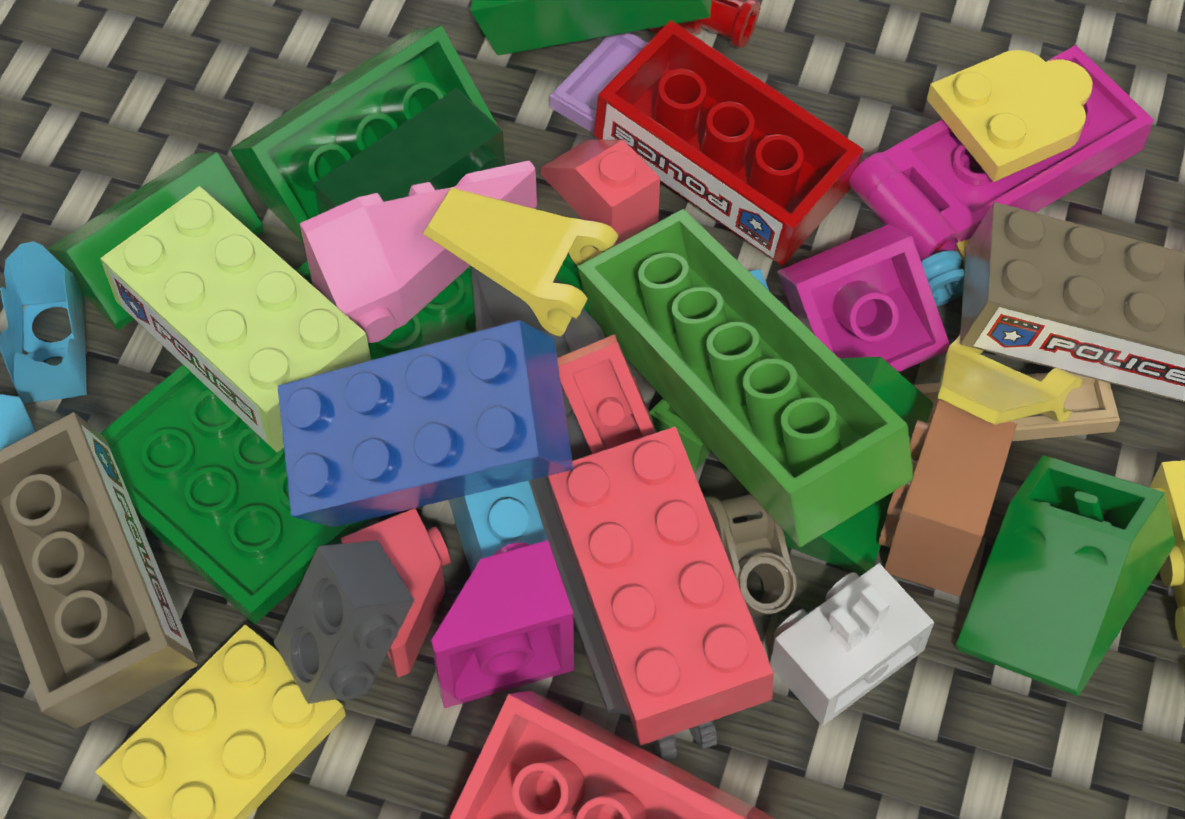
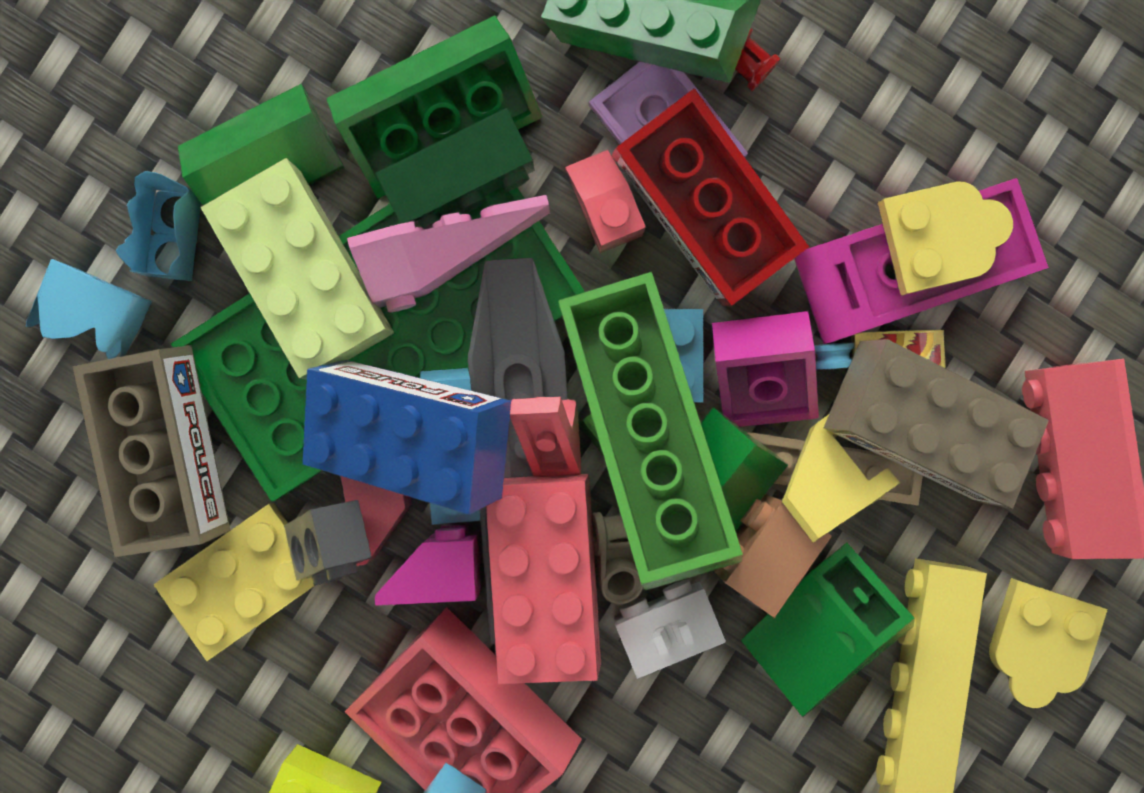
camera: 15 degrees right, 30 degrees up
(521, 249) = (516, 275): light yellow flag -> none

